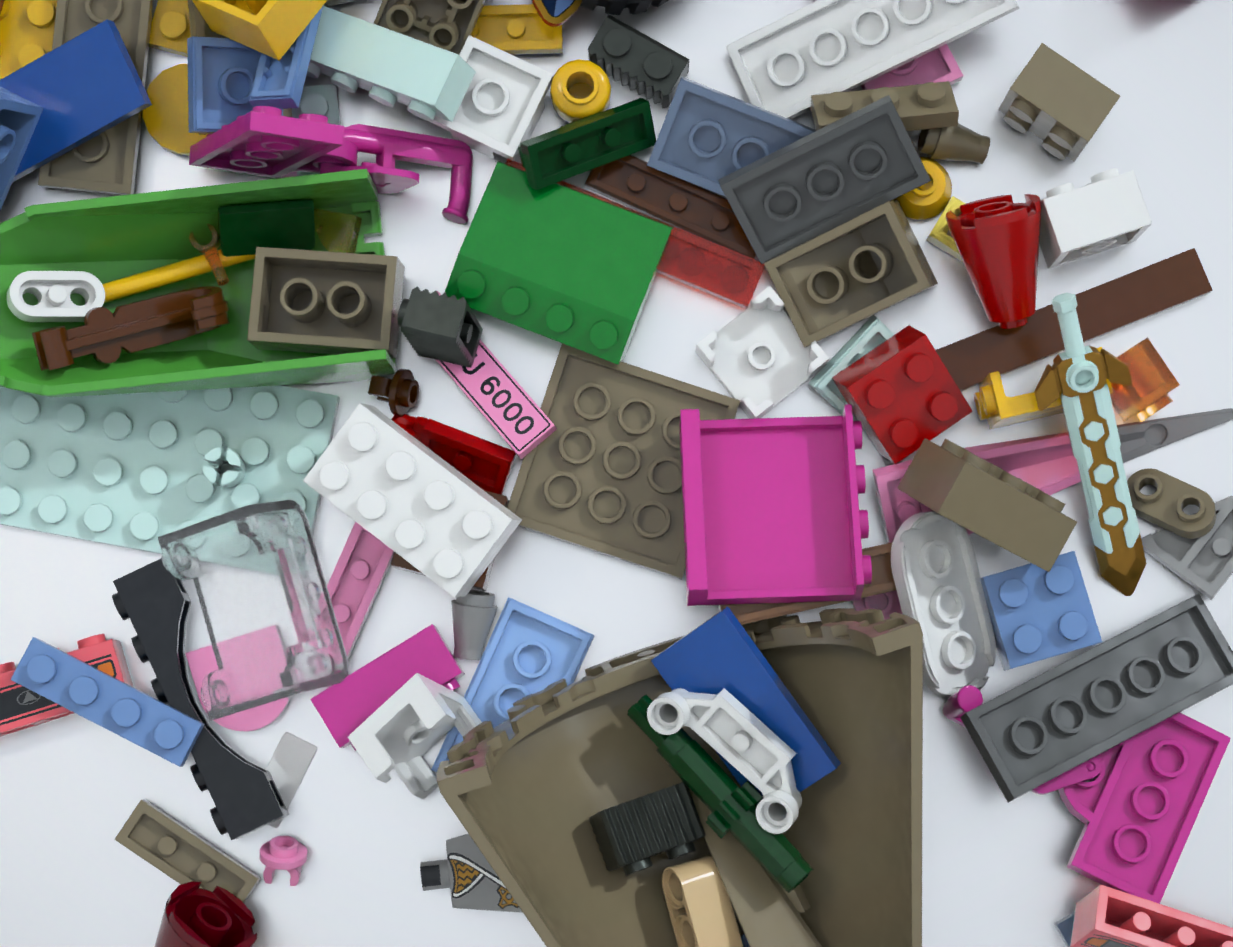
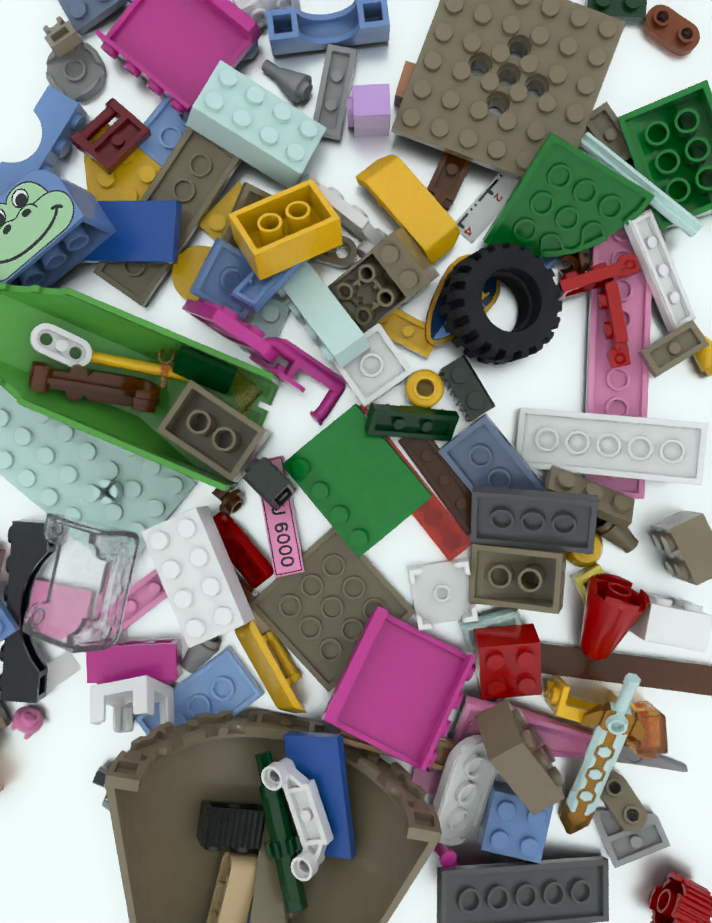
camera: 25 degrees right, 5 degrees up
(581, 586) = (268, 669): none -> yellow piece

